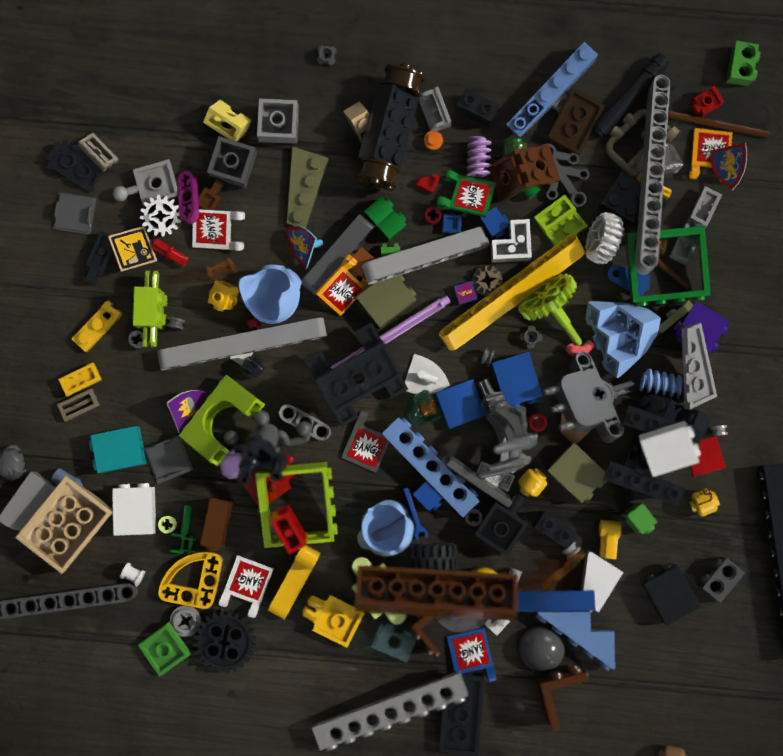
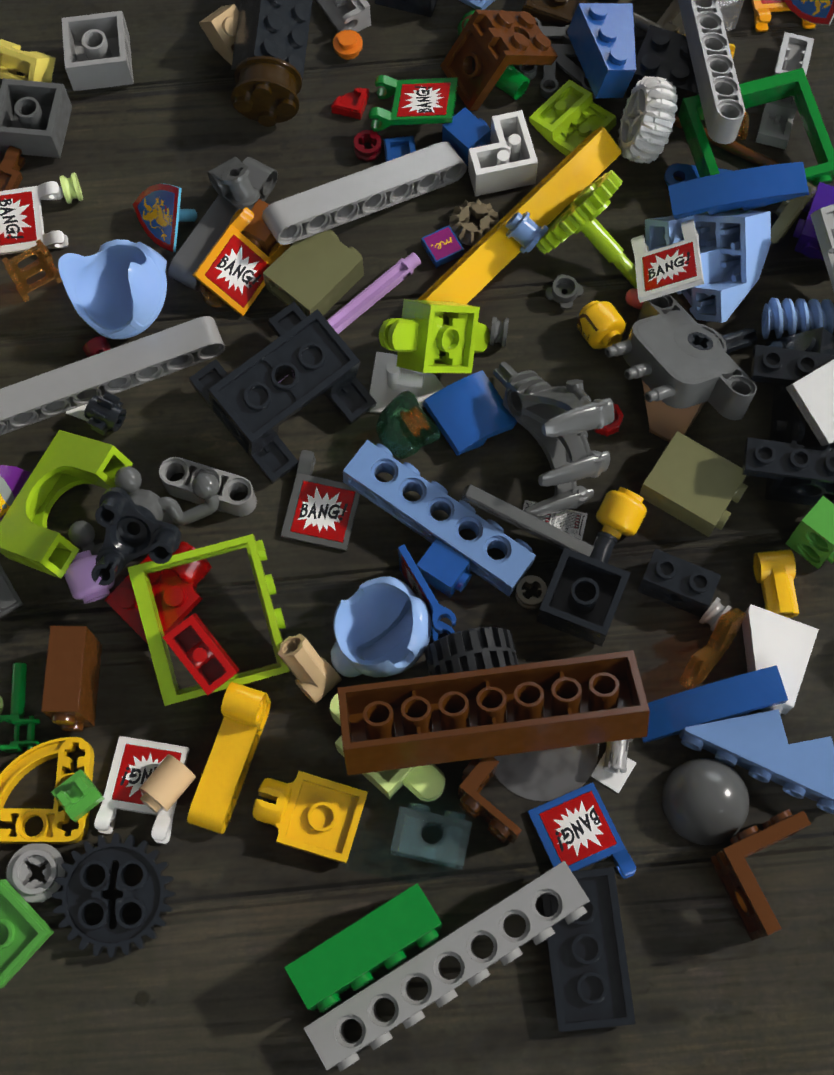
camera: 10 degrees left, 15 degrees down
(212, 586) = (77, 795): none -> bright green tile
(223, 296) = (40, 311): yellow brick -> none
(250, 213) = (71, 188): none -> yellowish green bush
(259, 590) = (166, 784): none -> tan brick
(305, 181) = (154, 134): olive wing -> none
(344, 541) = (312, 672): none -> tan piece
(349, 238) = (233, 183): none -> dark grey piece
(349, 695) = (364, 948): none -> green brick
(385, 218) = (296, 161): green brick -> none
(449, 362) = (435, 336): none -> lime brick
(478, 156) = (422, 48): lavender piece -> none
(514, 303) = (525, 231): none -> medium blue brick
(517, 379) = (557, 350): blue brick -> none
(547, 365) = (601, 324): none -> yellow head
(590, 180) = (605, 46): none -> blue wedge
(593, 341) = (668, 267): none -> flag
(644, 302) = (737, 189): none -> blue slope

